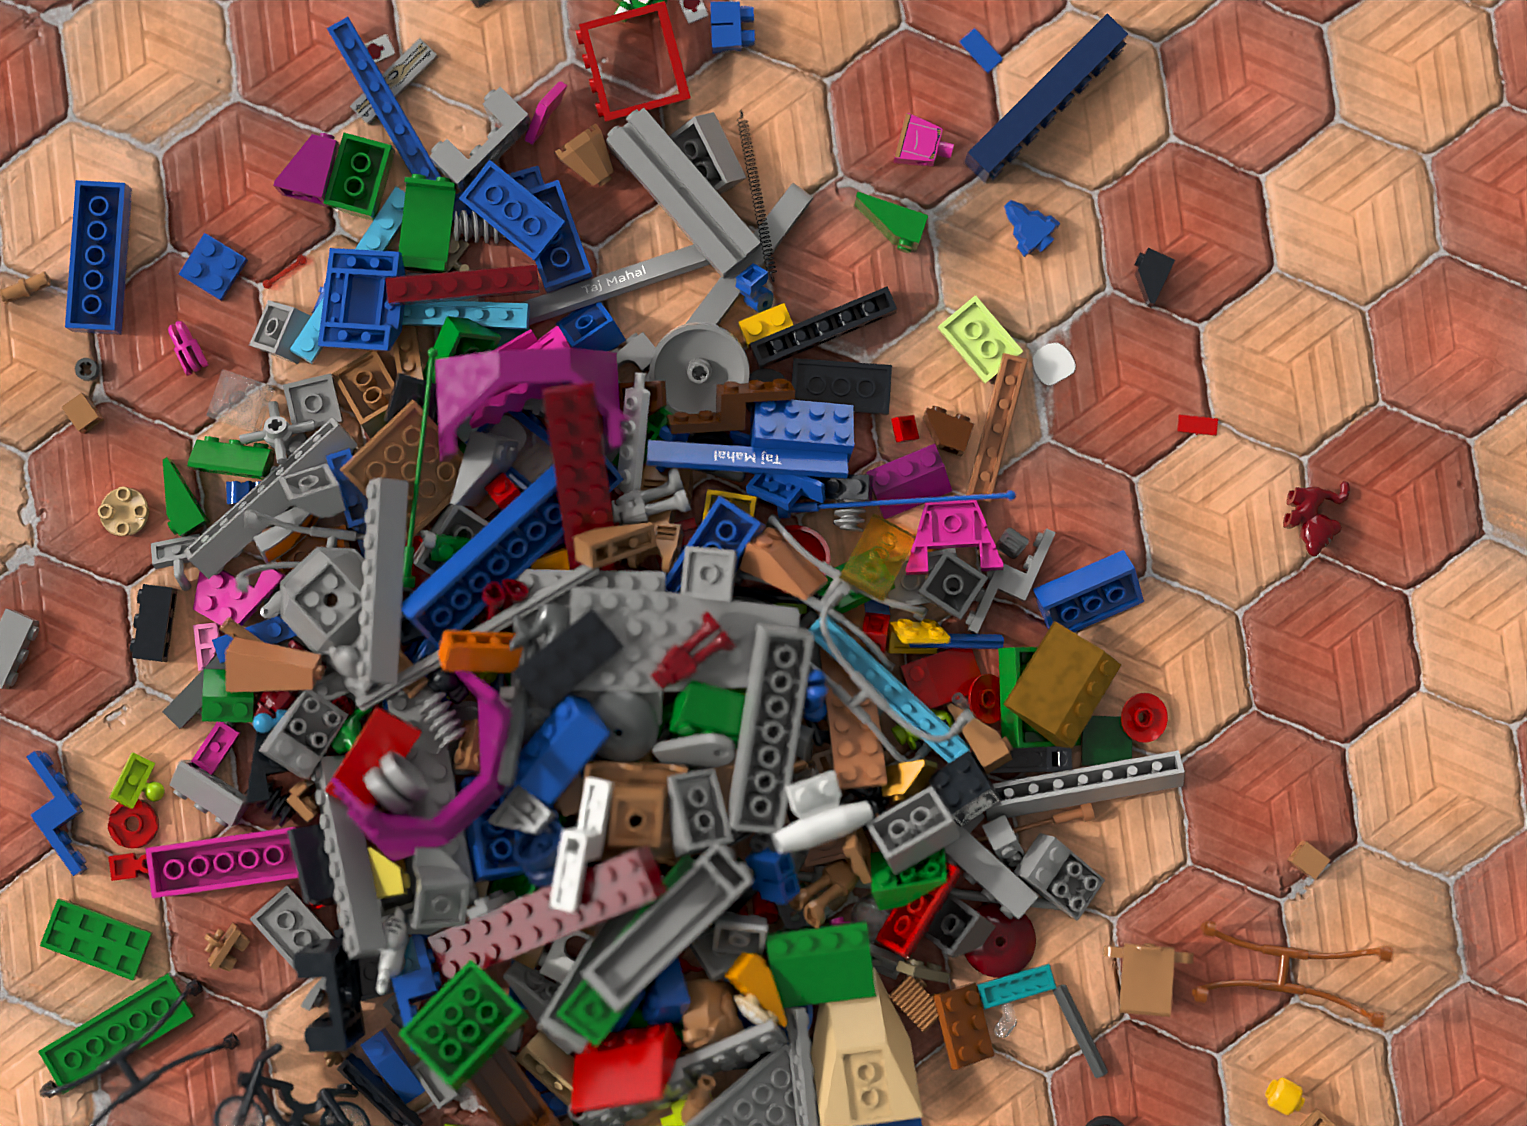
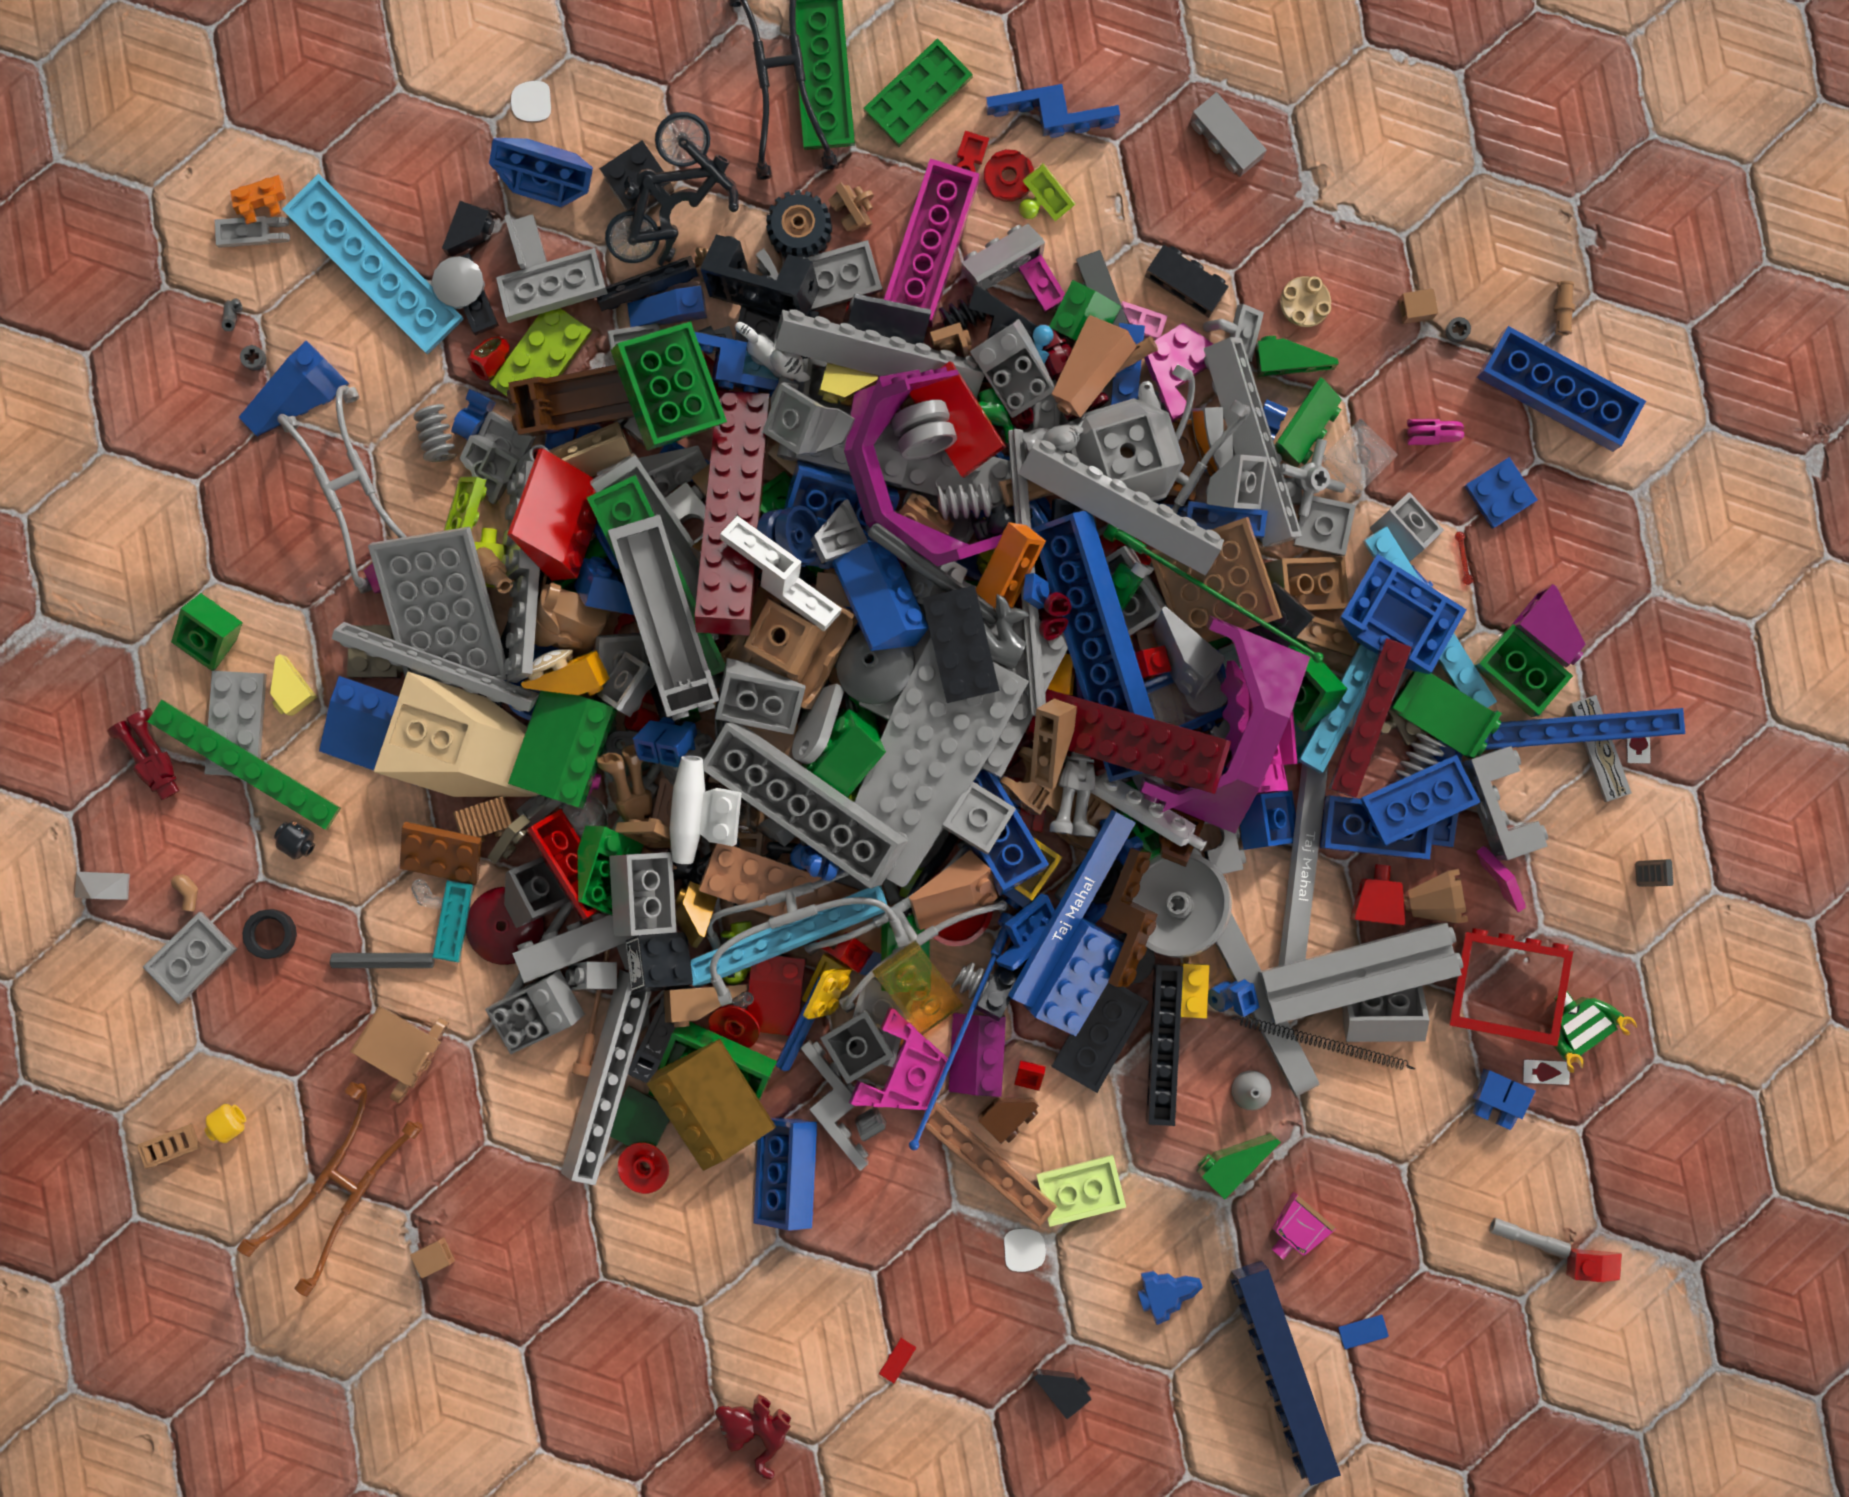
camera: 120 degrees right, 0 degrees up
(265, 985) = (799, 225): none -> black wheel
(490, 619) = (1035, 590): none -> blue plate
(496, 900) = (771, 459): light grey plate -> none
(612, 206) = (1379, 899): none -> red torso
(679, 665) = (904, 747): dark red piece -> none
(761, 511) = (1016, 899): none -> blue plate
(826, 237) = (1251, 1090): none -> light grey helmet

